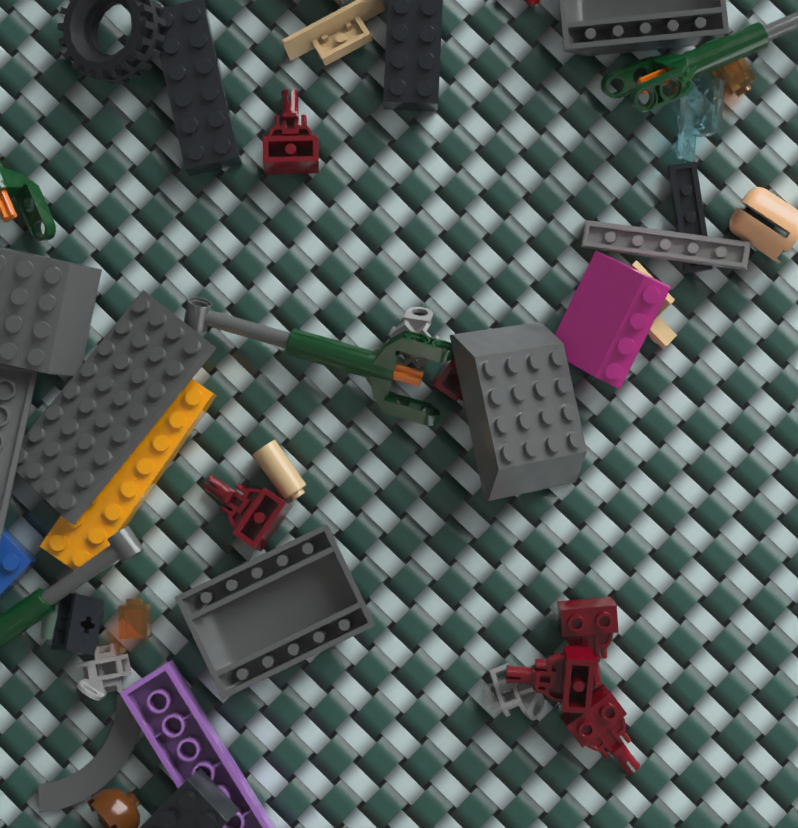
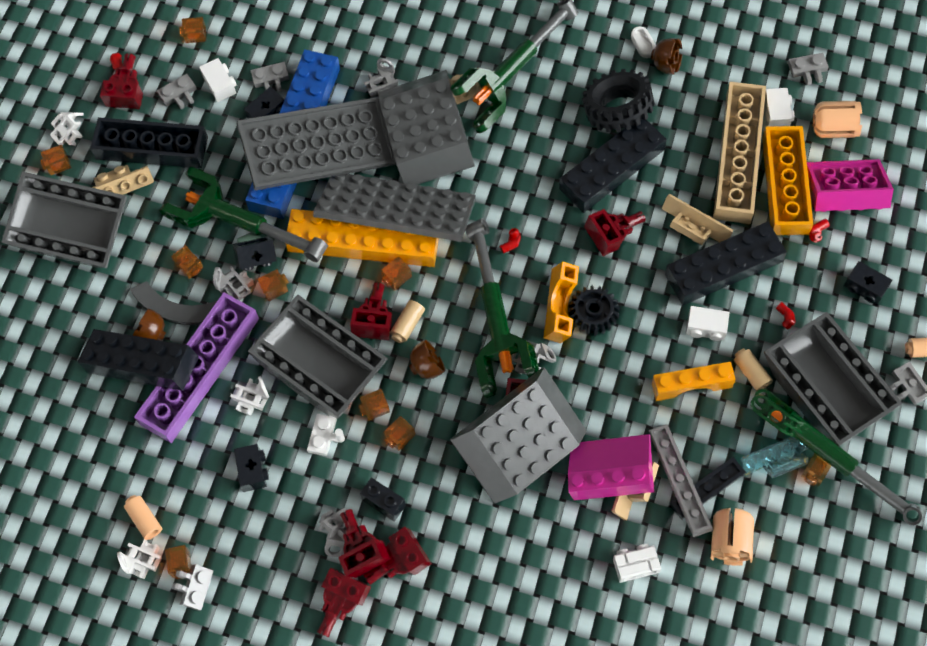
camera: 65 degrees right, 20 degrees down
(29, 723) = (187, 262): none -> clear orange brick
(204, 452) = (396, 273): none -> clear orange brick
(237, 276) = (513, 241): none -> red arm
(279, 716) = (249, 401): none -> white piece
(334, 246) = (562, 282): none -> light orange arch
(350, 474) = (425, 361): none -> reddish brown cylinder
(373, 569) = (374, 405): none -> clear orange brick
(378, 651) = (323, 435): none -> white plate
(386, 774) = (248, 478): none -> black brick
(389, 210) = (589, 321): none -> black gear
(429, 556) = (399, 433): none -> clear orange brick
(482, 95) = (707, 323): none -> white brick
(505, 617) = (383, 499): none -> black brick
(550, 157) = (674, 383): none -> light orange arch
(571, 76) = (752, 369): none -> tan brick
(738, 353) = (636, 563): none -> white brick

